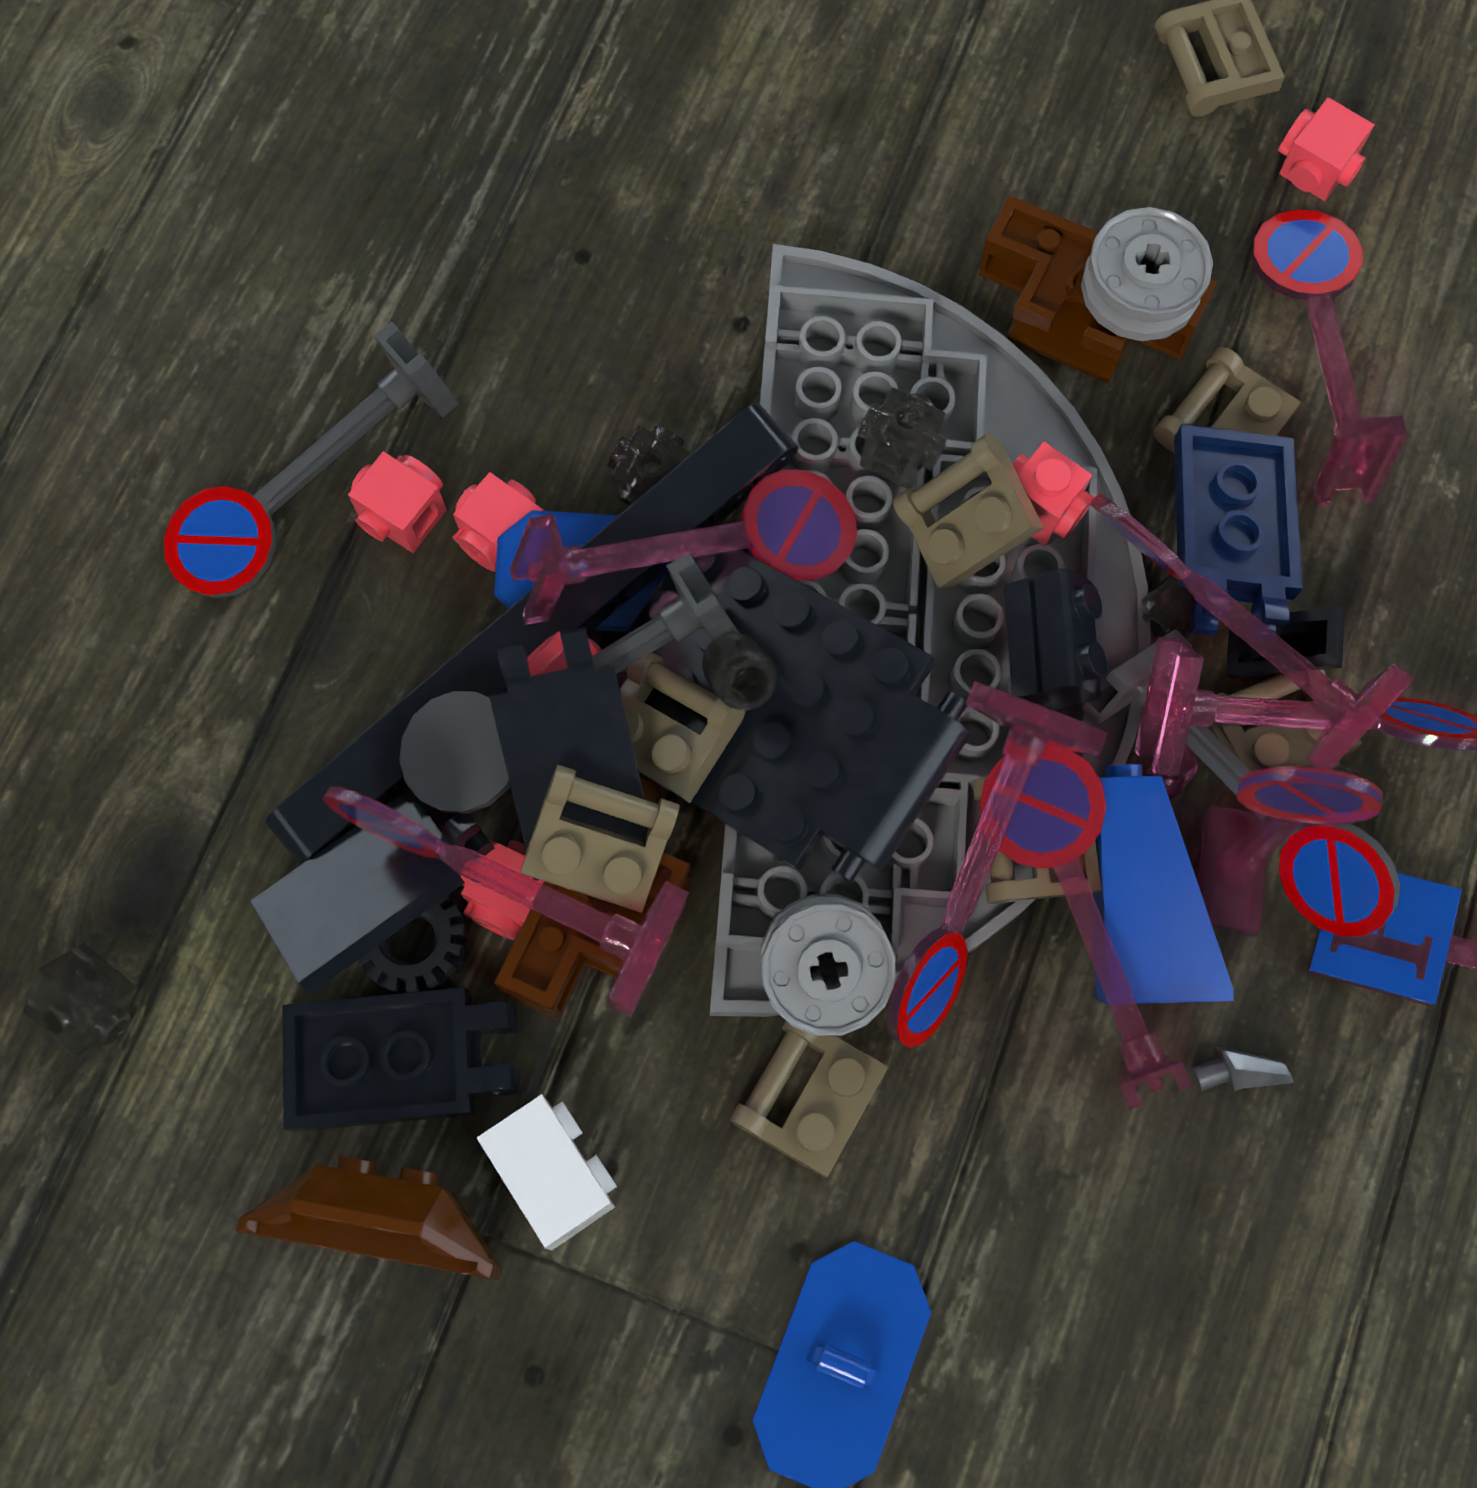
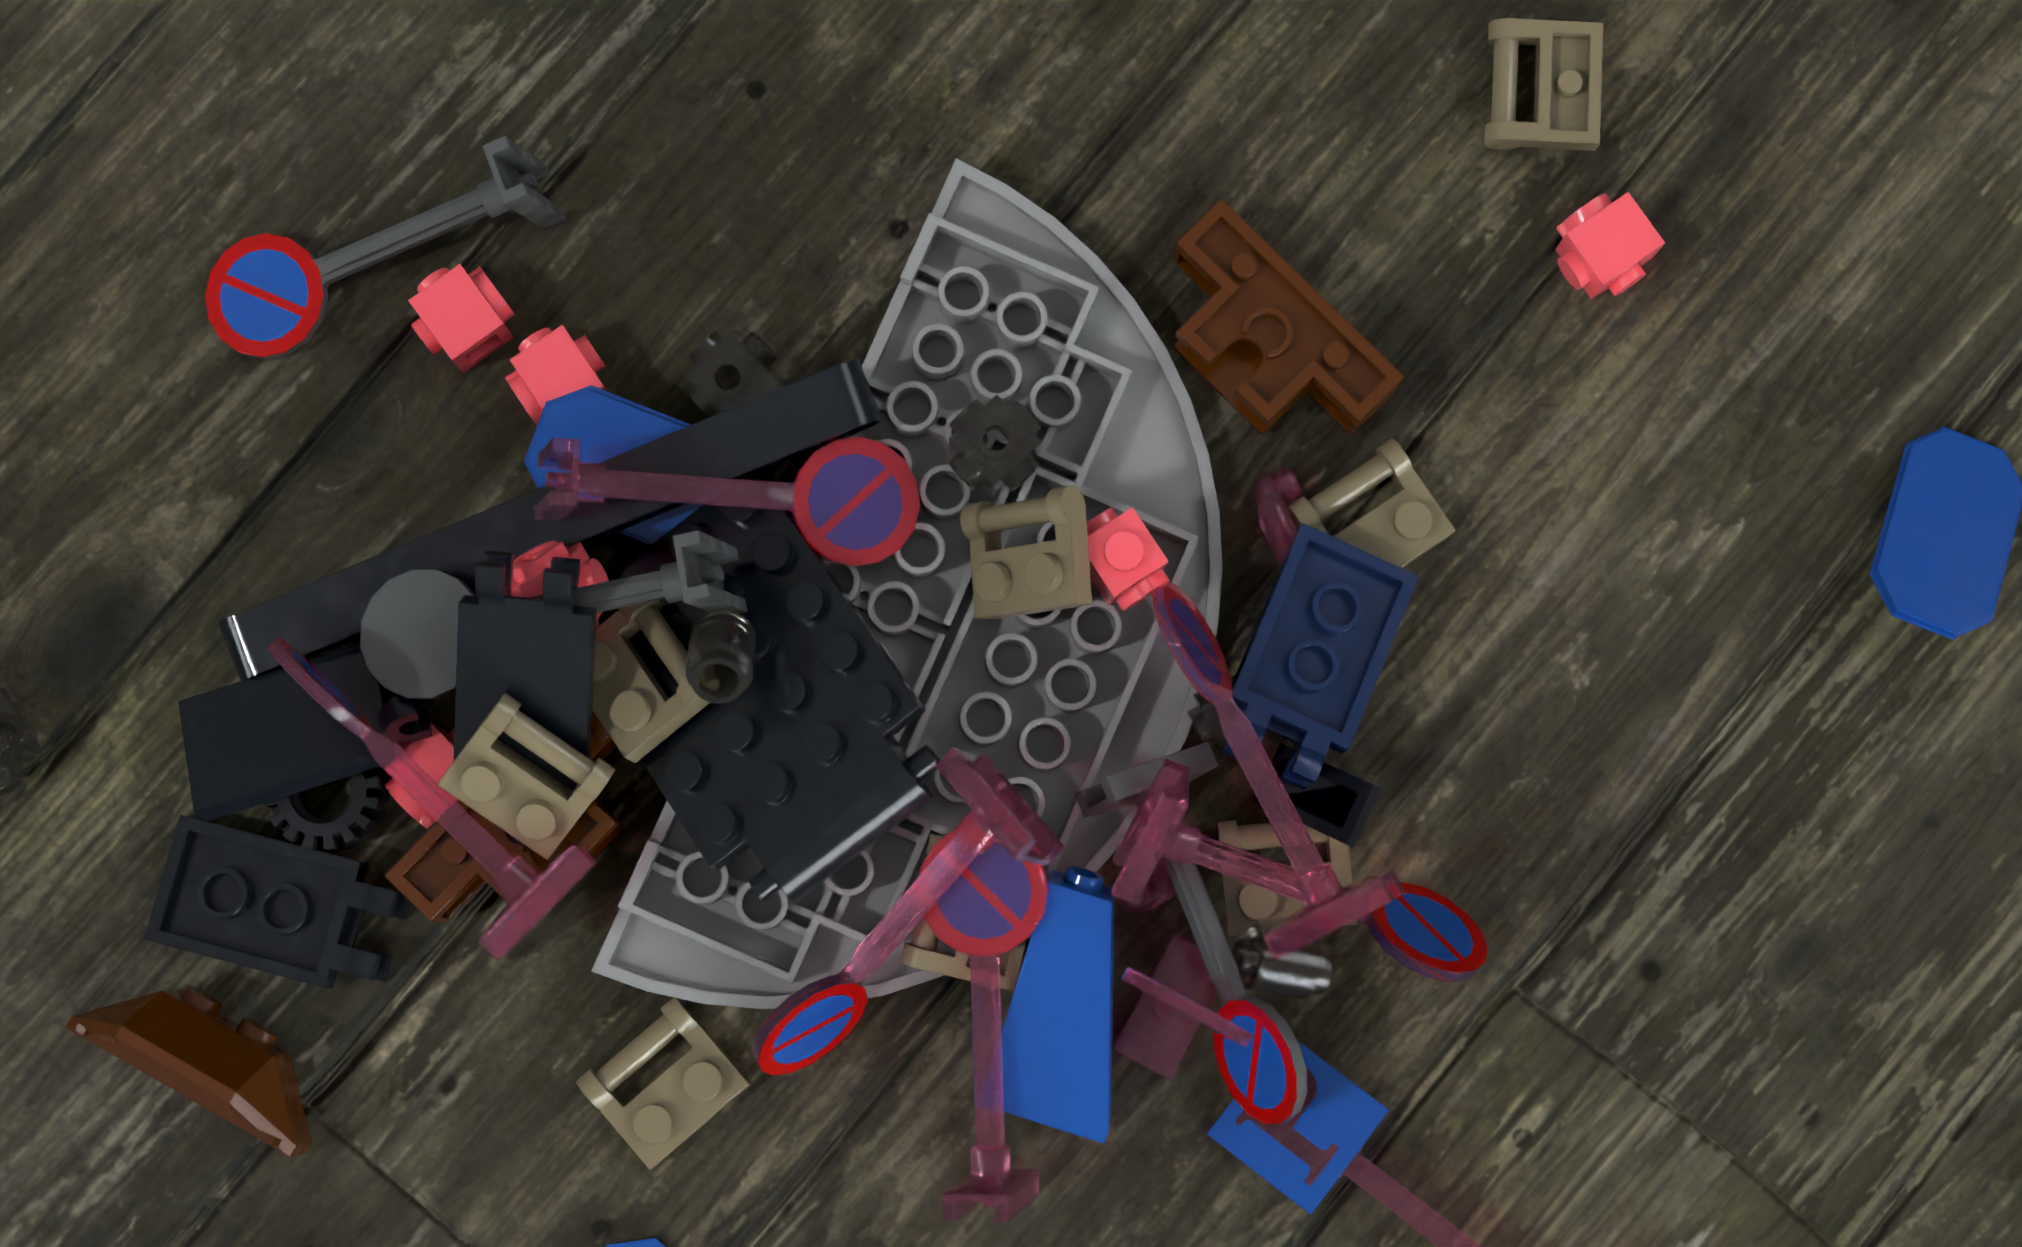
camera: 20 degrees right, 10 degrees up
(547, 1171) = (383, 1070): white brick -> none
(835, 1001) = (679, 971): light grey wheel -> none
(1054, 639) = (1064, 720): black brick -> none
(1140, 427) = (1272, 512): none -> clear pink arm
(1146, 273) = (1359, 341): light grey wheel -> none
(1239, 1071) = (1095, 1209): flat silver bar -> none
(1313, 261) = (1537, 367): piece -> none

